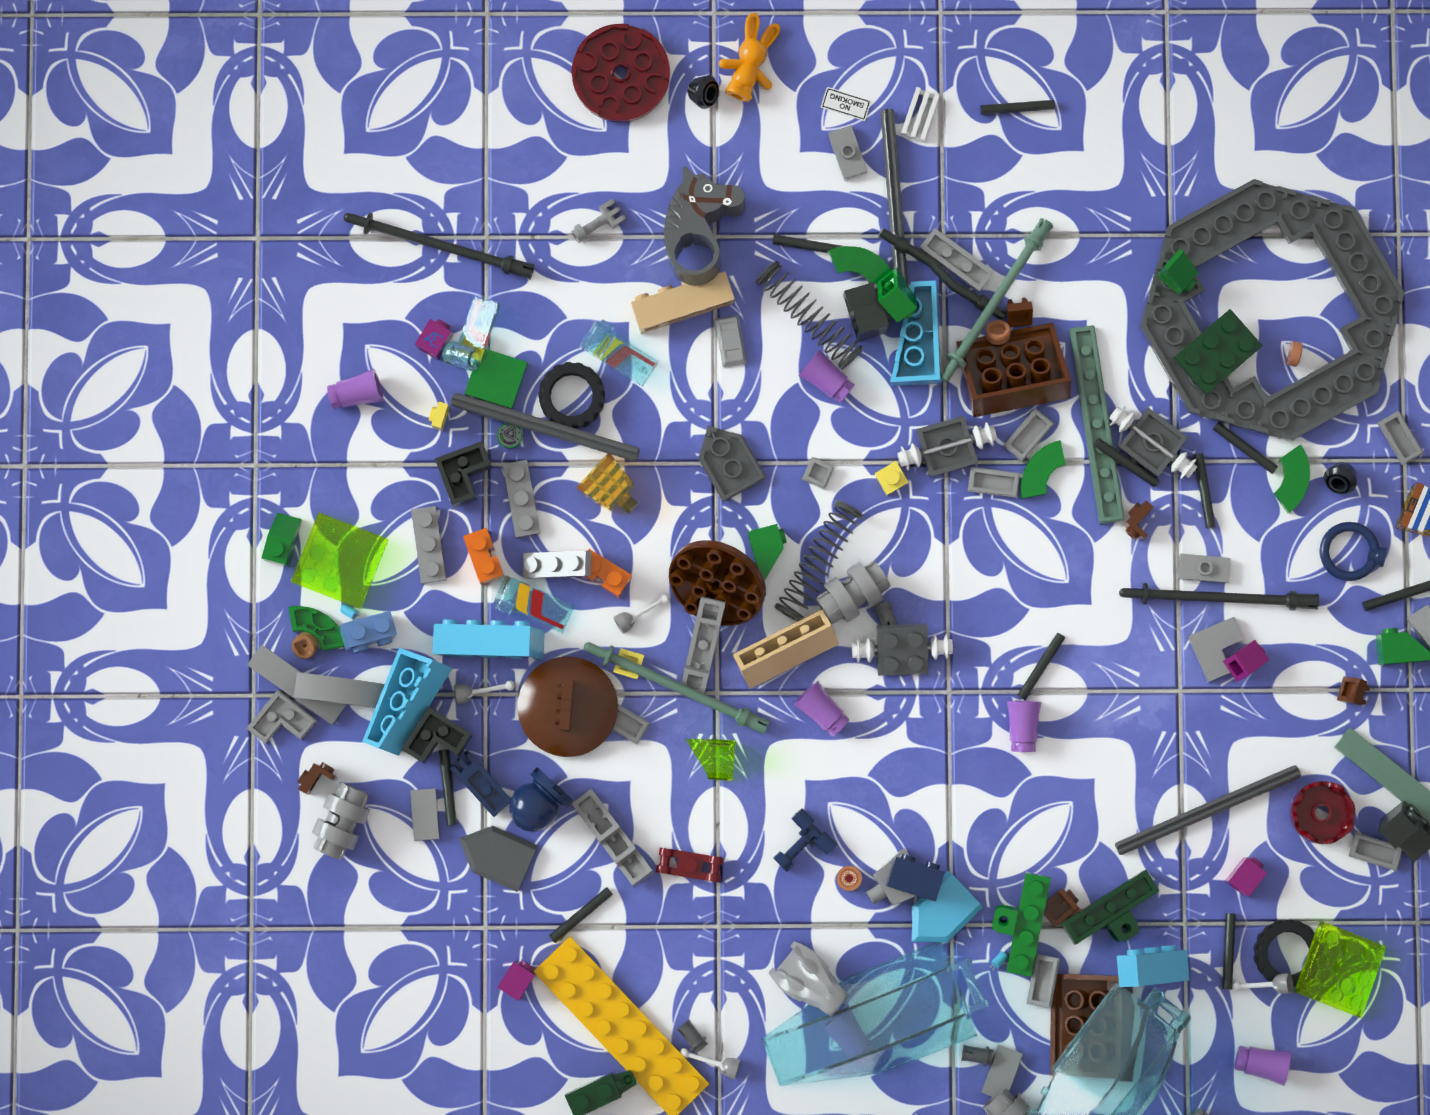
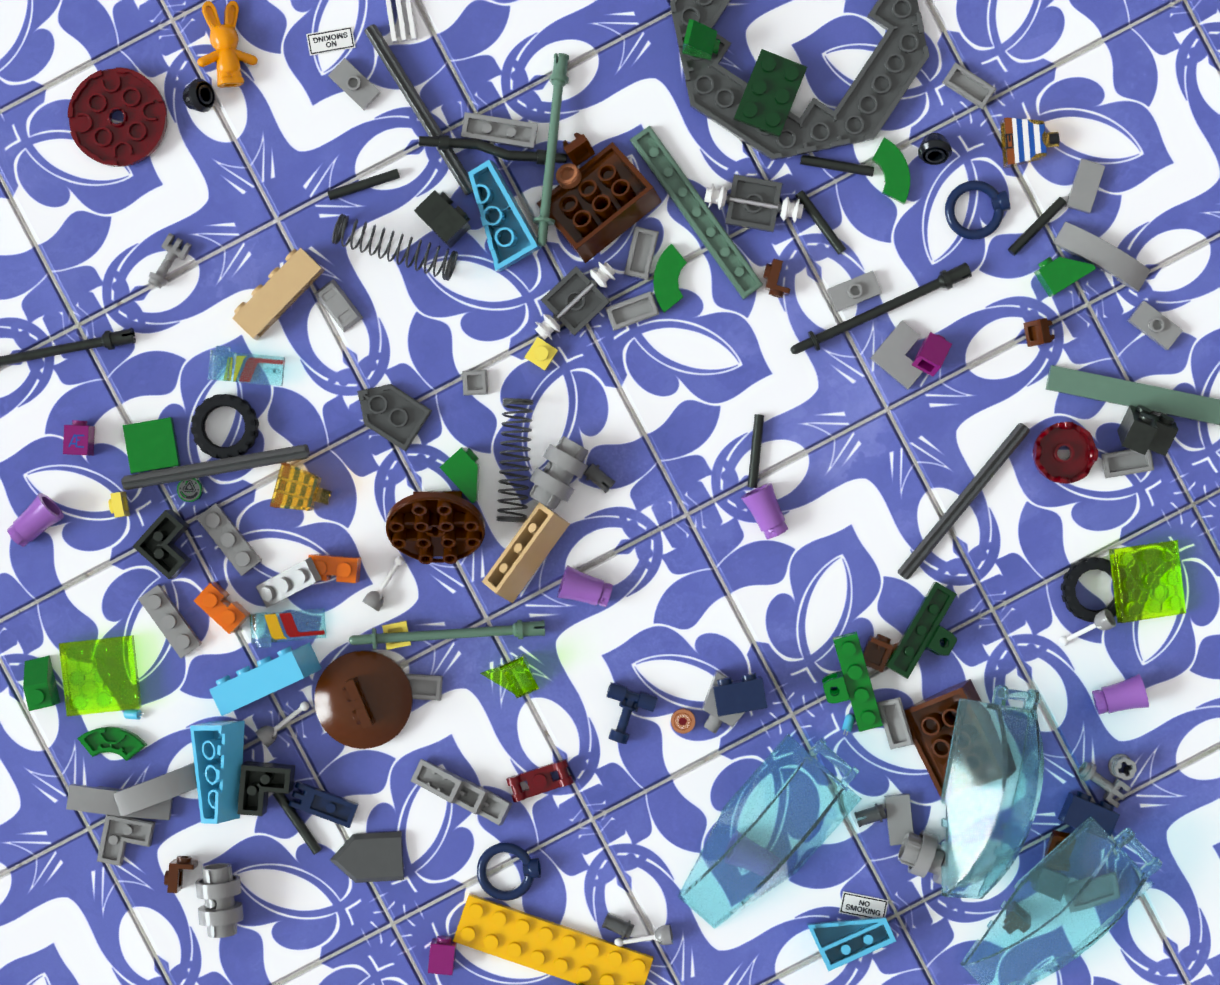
camera: 25 degrees left, 5 degrees up
(304, 645) = (109, 764): medium nougat tile -> none
(368, 631) = (155, 725): medium blue brick -> none
(425, 814) = (289, 855): light grey tile -> none
(474, 336) = (115, 432): clear light blue door -> none
(537, 803) = (380, 798): dark blue tile -> none
(580, 915) = (468, 871): pearl dark grey bar -> none
(639, 942) = (531, 870): none -> dark blue piece
(687, 220) = (242, 212): dark grey animal -> none
(703, 643) = (452, 585): light grey slope -> none
(807, 979) = (691, 829): light grey animal -> none
(826, 377) = (438, 294): medium lavender plant -> none
(860, 261) = (415, 175): green tile -> none
(896, 296) = (461, 192): green slope -> none
(902, 649) = (627, 499): dark grey plate -> none
(947, 915) = (784, 708): medium azure tile -> none
(1126, 462) = (739, 233): pearl dark grey bar -> none
(1152, 966) = (984, 667): medium azure wedge -> none
(1228, 959) = (1042, 614): pearl dark grey bar -> none
(1246, 876) = (1025, 541): magenta brick -> none
(1294, 353) = (838, 59): nougat tile -> none

